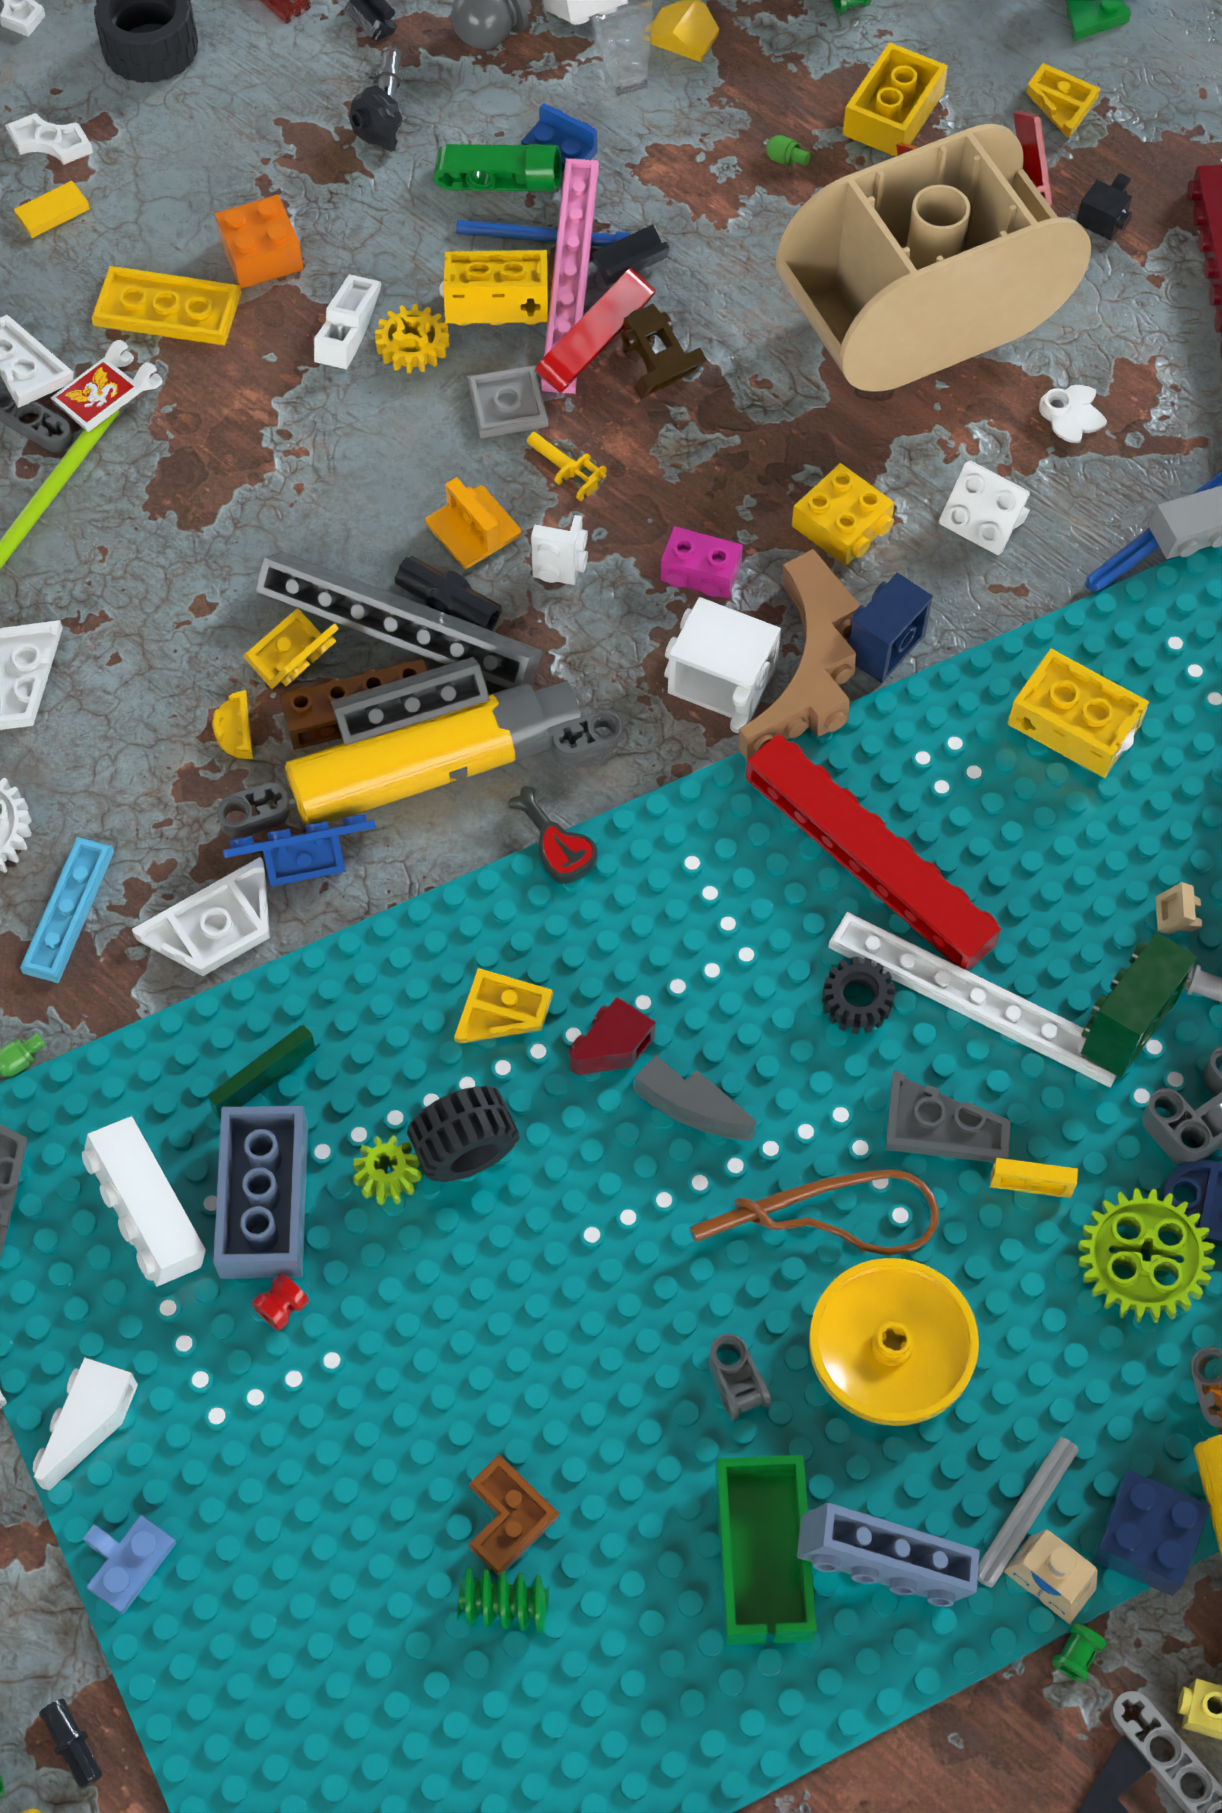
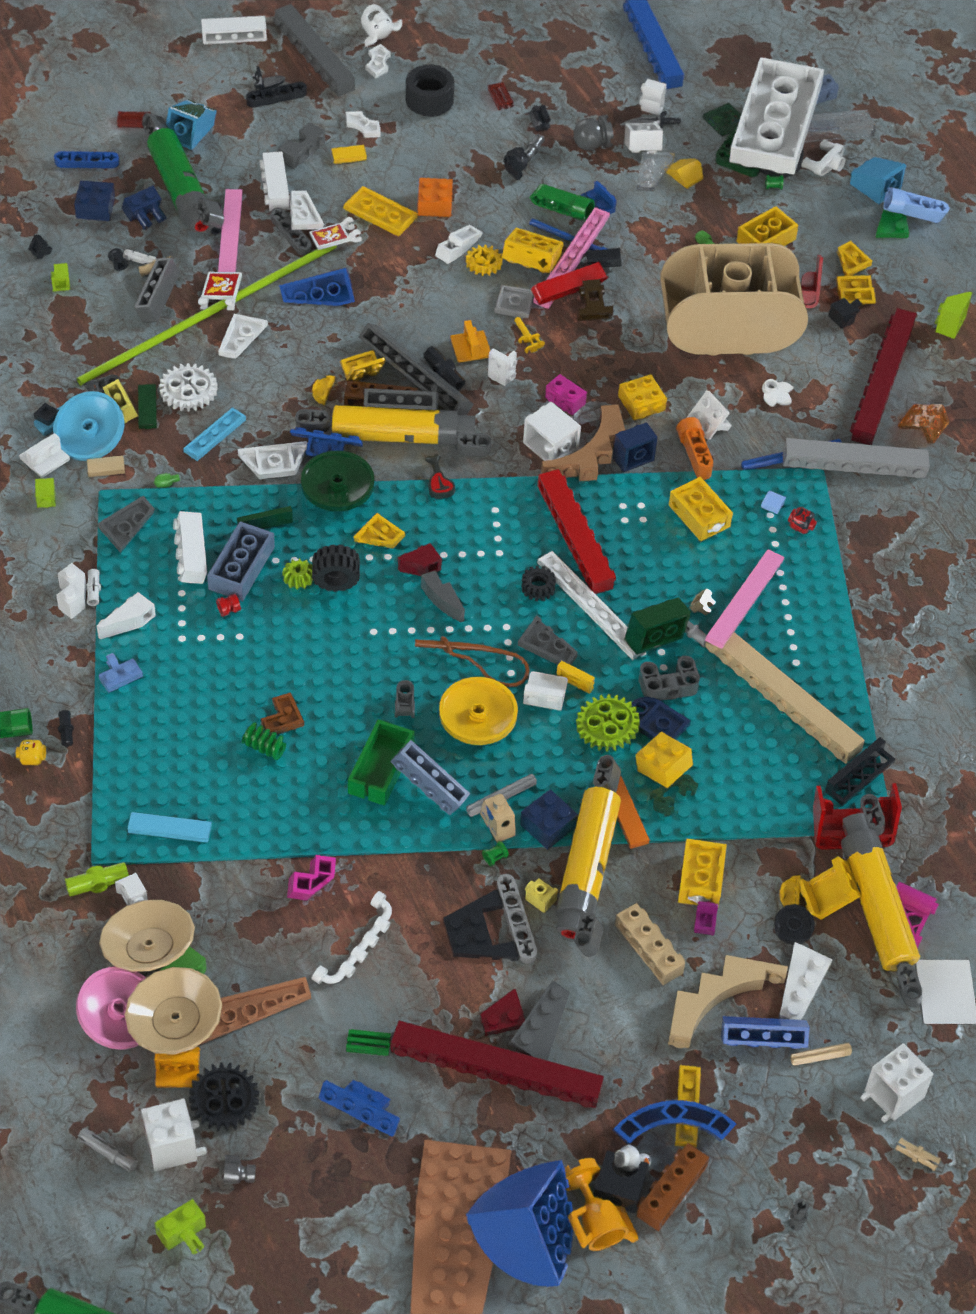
camera: 20 degrees right, 10 degrees down
(137, 510) = (323, 289): none -> blue wedge
(367, 928) = (337, 481): none -> dark green dish
(992, 1232) = (545, 690): none -> white bracket
(997, 583) = (692, 437): none -> orange beam
(1098, 154) = (856, 288): none -> yellow slope
(1189, 642) = (773, 502): none -> light blue tile

